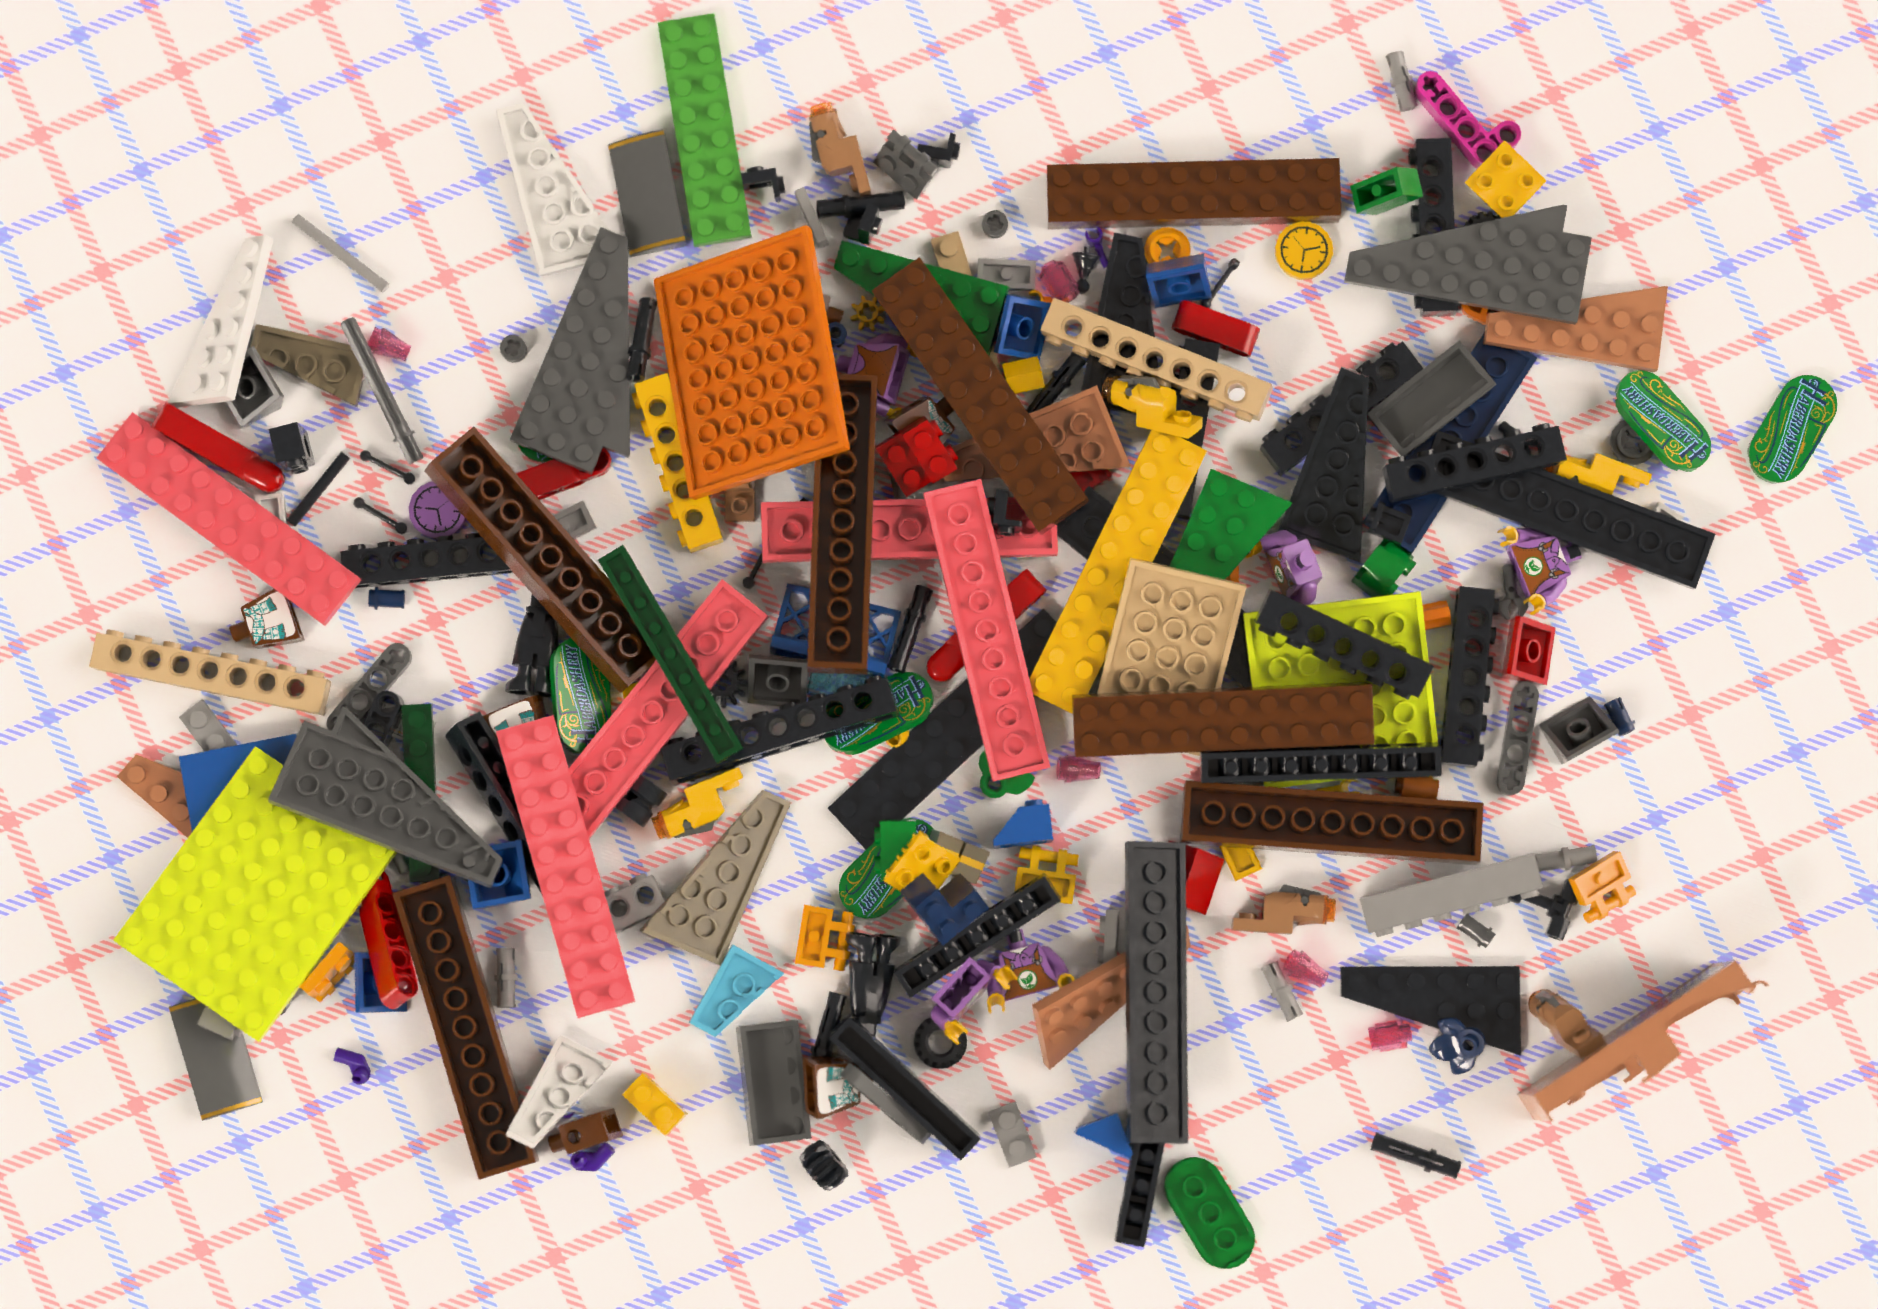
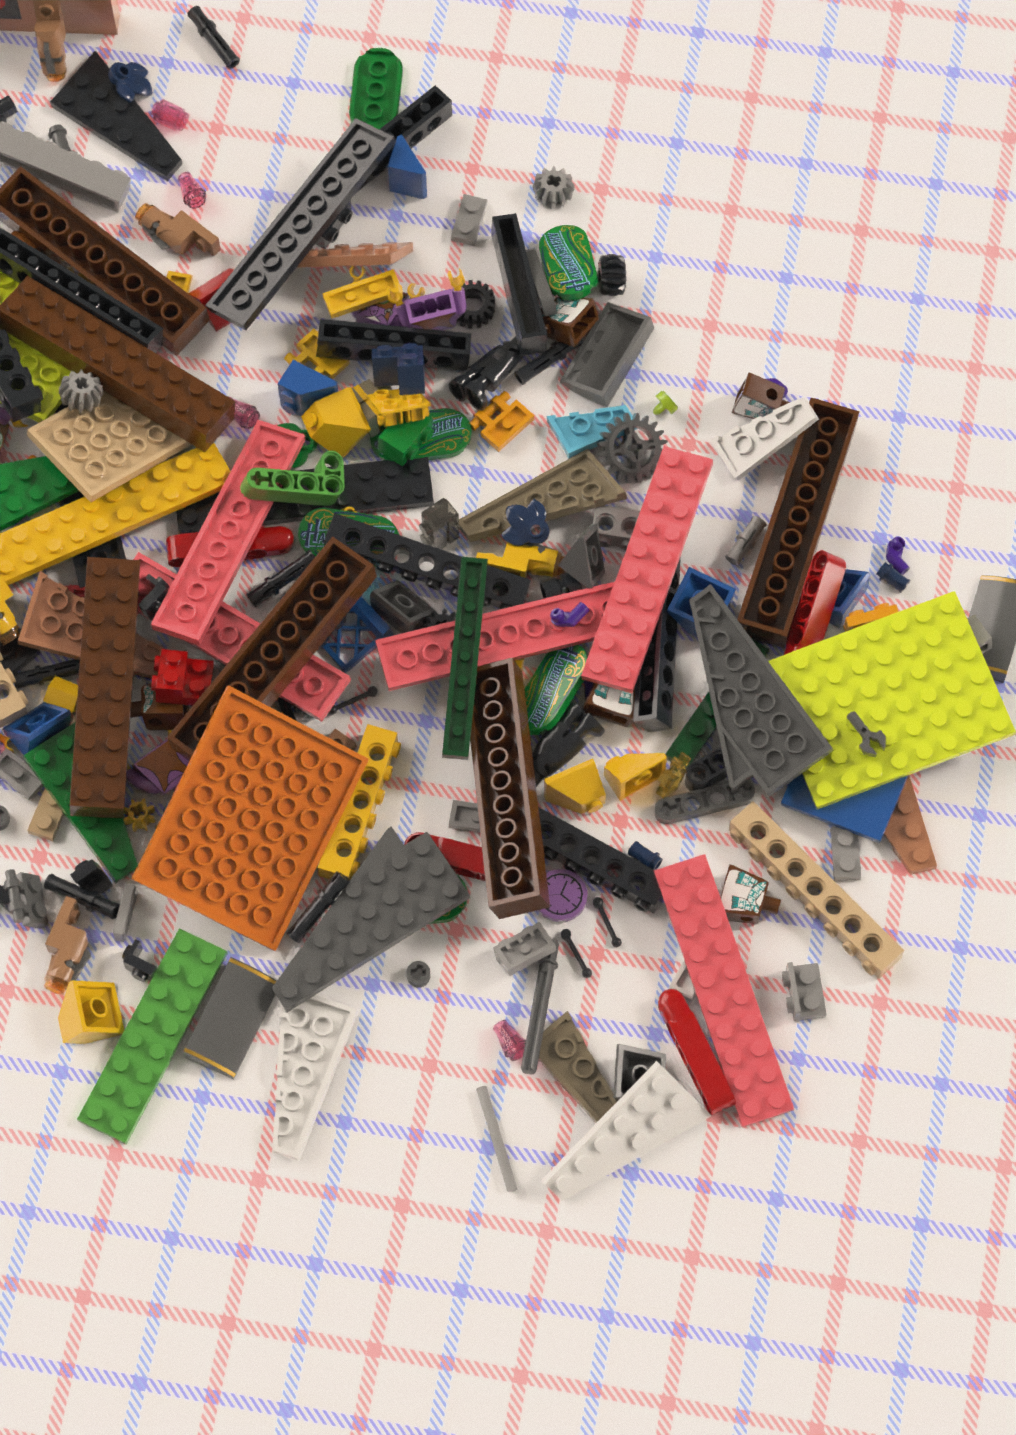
camera: 150 degrees left, 15 degrees down
(158, 574) = (805, 991): none -> light grey bracket
(248, 839) = (867, 735): none -> dark grey bar
(292, 447) = (637, 1005): black brick -> none
(318, 488) = (641, 972): black bar -> none
(342, 1038) = (893, 577): none -> dark blue pin
(410, 684) = (672, 778): none -> clear yellow plate
(430, 429) = (524, 948): none -> light grey bracket
(449, 665) = (633, 772): none -> yellow slope
(488, 612) = (576, 788): none -> yellow slope
(603, 763) = (568, 619): none -> dark purple arm
(636, 840) = (585, 558): none -> dark grey slope
(655, 1104) = (700, 389): yellow brick -> none
(679, 1068) = (665, 403): none -> lime tile
(689, 986) = (630, 437): none -> dark grey gear
(719, 839) = (523, 521): none -> dark blue plate
(771, 108) = (90, 1012): none -> yellow slope
(798, 779) = (439, 524): none -> clear smoke brick
(876, 1149) = (568, 262): none -> green tile
(949, 1217) = (553, 187): none -> light grey gear
(960, 716) = (261, 483): none -> bright green beam
(972, 816) = (337, 422): none -> yellow slope
(1044, 963) = (360, 294): none -> yellow plate
(1110, 928) = (300, 296): light grey plate -> none
(1238, 656) = (80, 391): none -> light grey gear
(1282, 991) = (217, 188): light grey pin -> none

